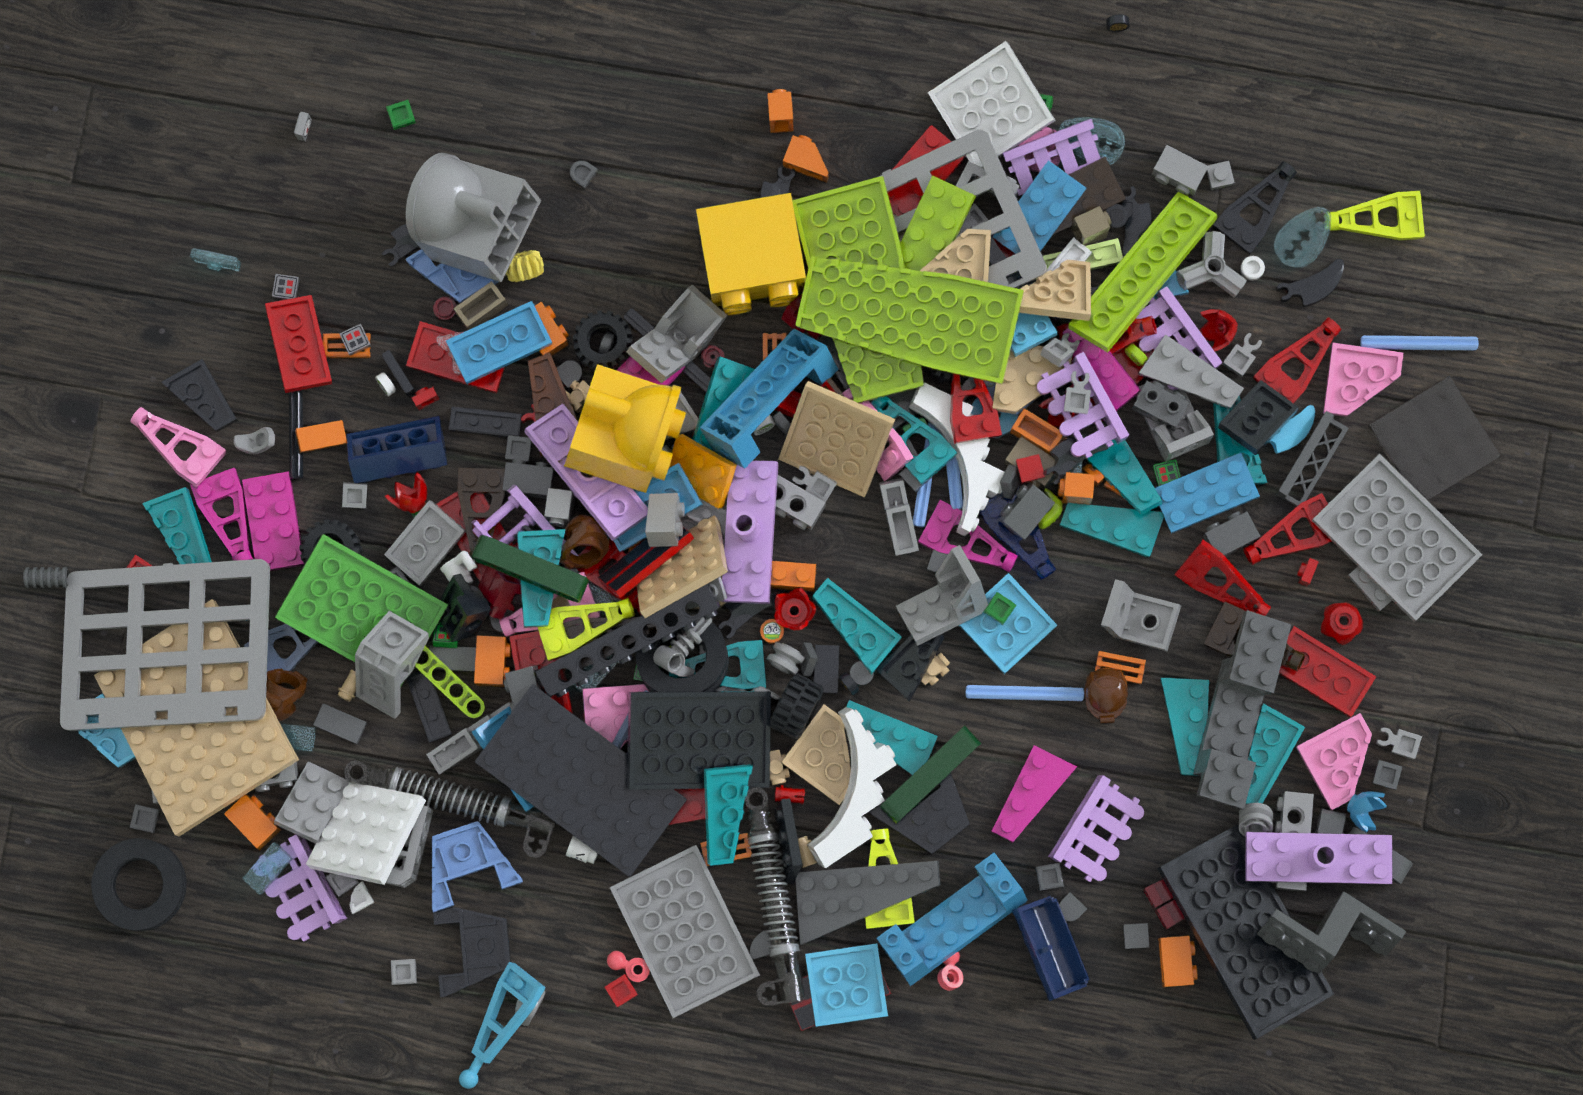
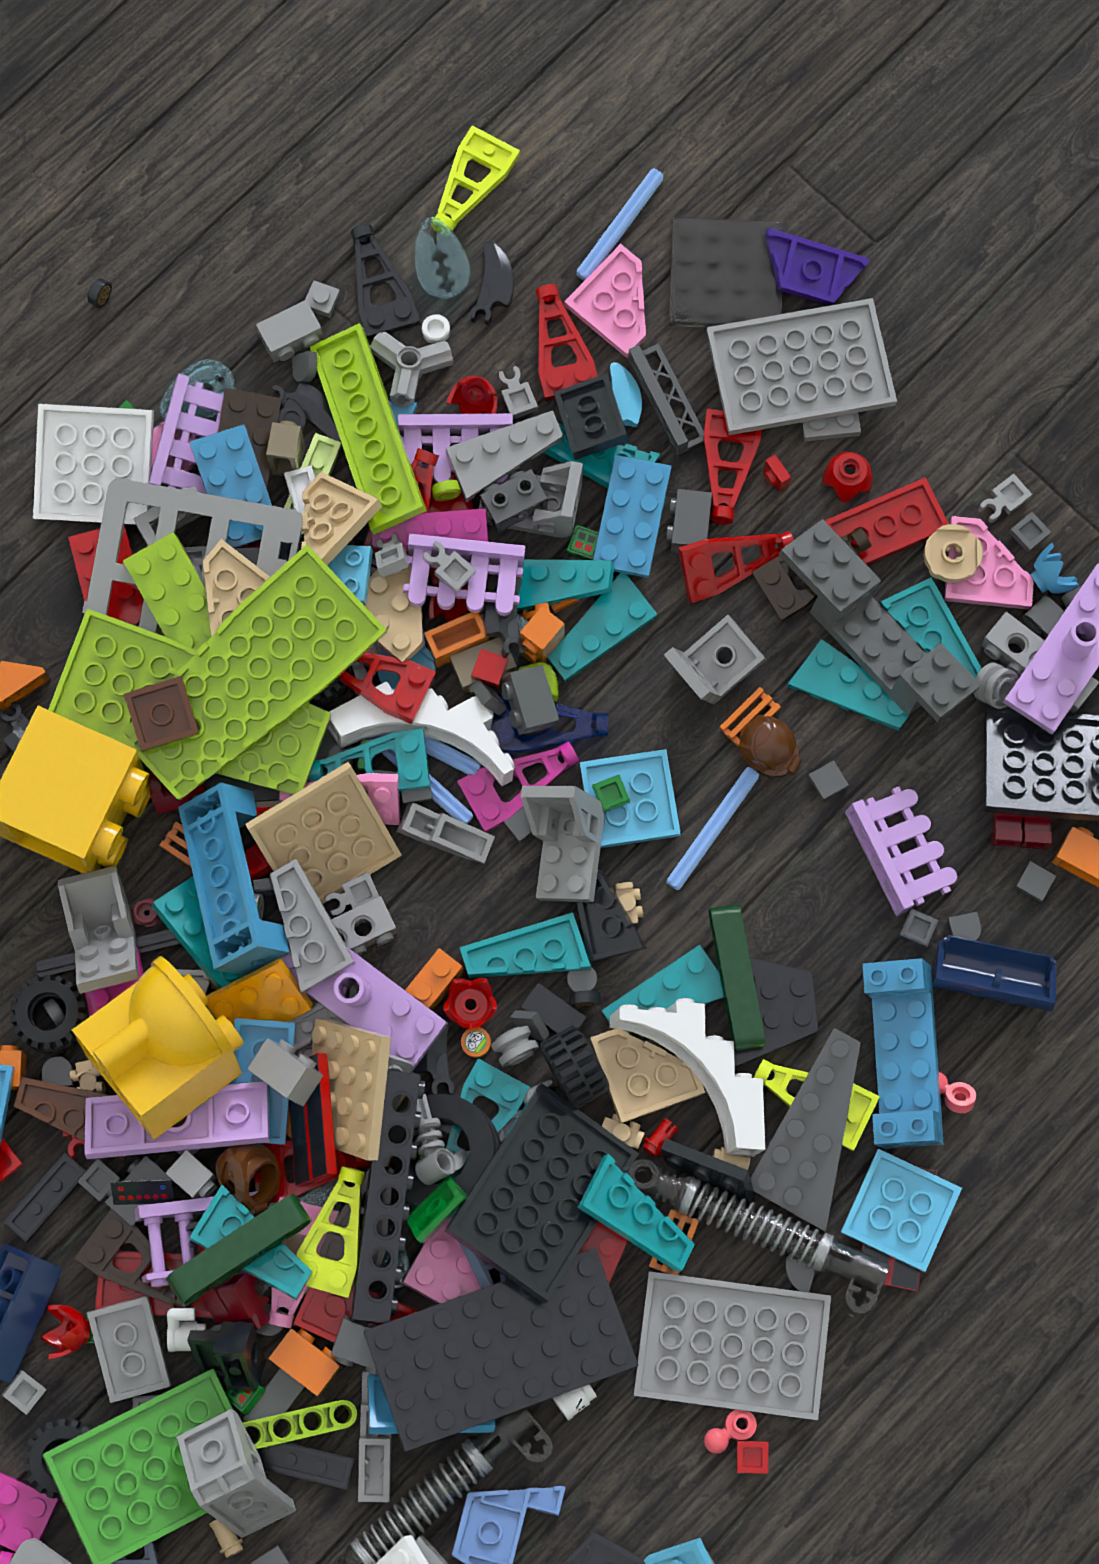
camera: 60 degrees left, 5 degrees down
(527, 482) = (142, 1192): none -> black sticker
(640, 678) = (436, 1209): none -> green slope
(764, 477) = (312, 937): none -> light grey wing
(843, 275) = (161, 713): none -> reddish brown plate
(1036, 784) = (817, 884): dark pink wing -> none
(1111, 749) = (828, 780): none -> dark grey tile
(1161, 198) = (304, 366): none -> dark grey tile
(1334, 717) = (964, 542): none -> tan plate
(1478, 497) = (811, 267): none -> dark purple wing

